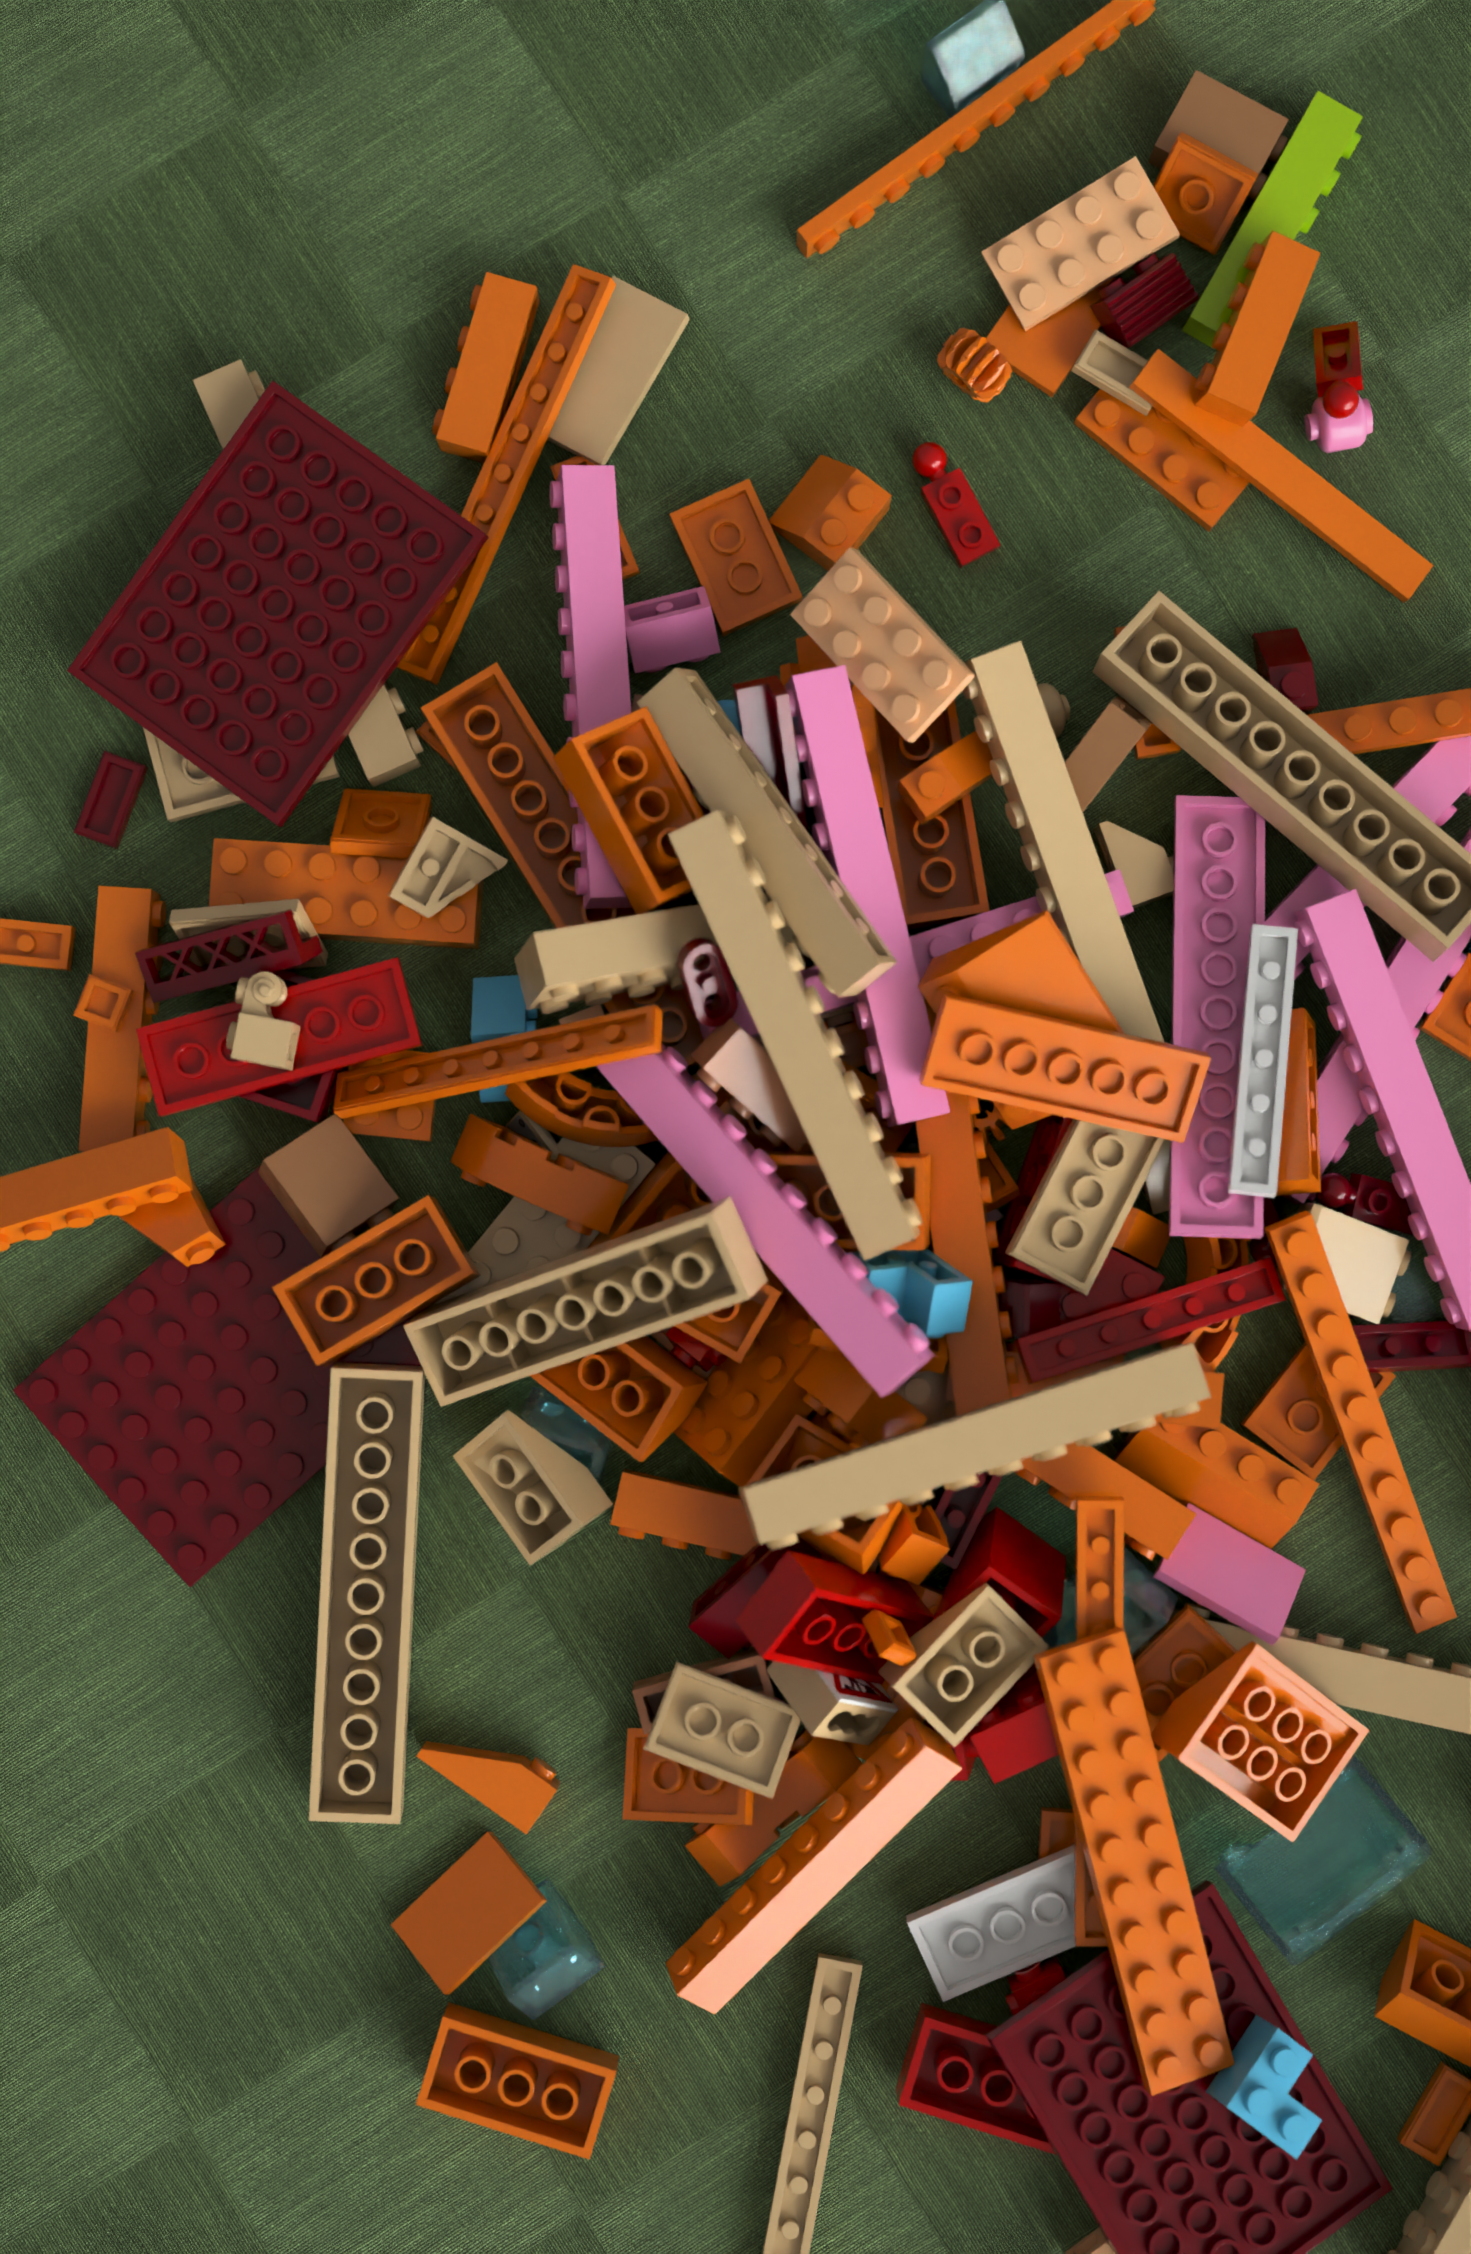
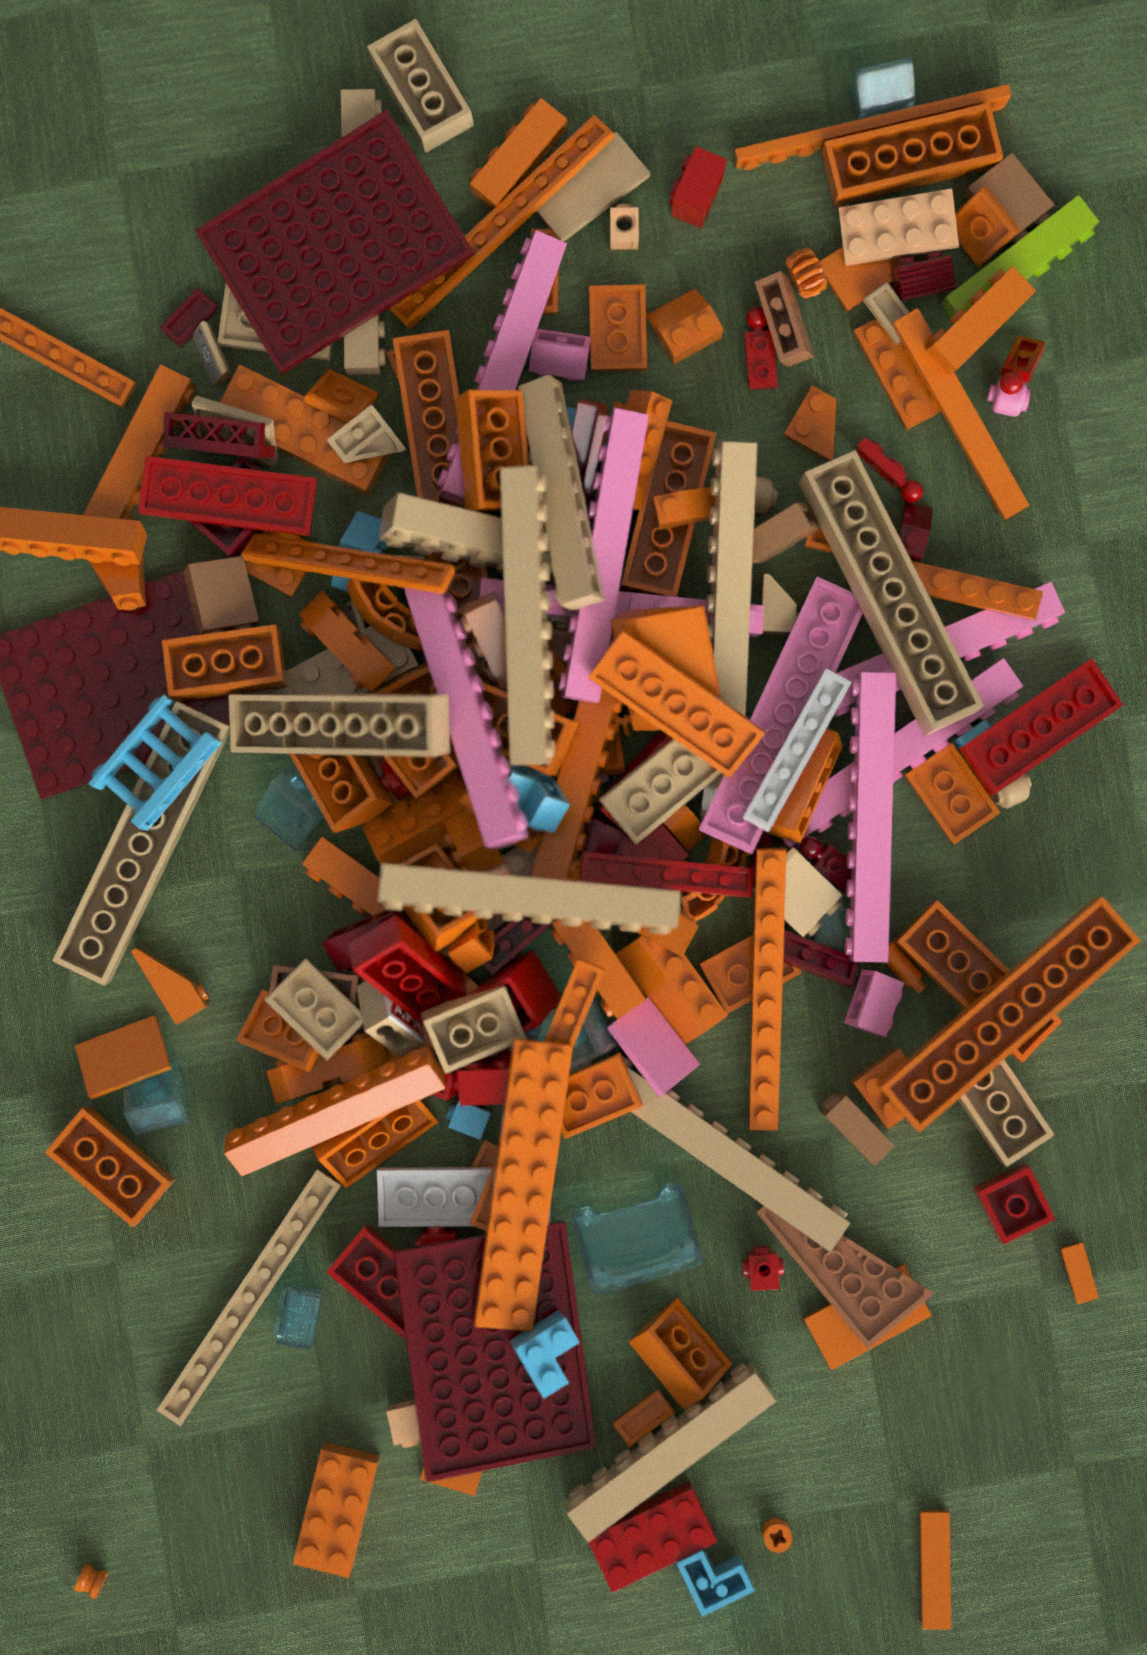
camera: 20 degrees right, 0 degrees up
(103, 1003) = (133, 434): orange tile -> none
(165, 839) = (211, 354): none -> slope
(257, 1034) = (215, 487): tan brick -> none
(305, 326) = (420, 85): none -> tan brick
(382, 1461) = (183, 767): none -> medium azure fence
(531, 1485) = (265, 822): tan slope -> none
(688, 426) = (624, 239): none -> light nougat brick
(707, 978) = (488, 563): dark red plate -> none
(768, 301) = (698, 186): none -> red brick
(873, 1900) = (370, 1144): none -> orange slope
(882, 645) = (676, 412): light nougat plate -> none
(882, 2180) = (298, 1316): none -> clear light blue brick
(889, 1638) = (433, 993): orange tile -> none
(971, 444) = (784, 319): none -> nougat brick
(1008, 1797) = (468, 1119): none -> medium azure brick
(1053, 132) = (911, 154): none -> orange brick
(1076, 577) = (815, 424): none -> orange wing
(1212, 598) = (890, 470): none -> red plate
(1261, 1737) = (629, 1147): orange slope -> none

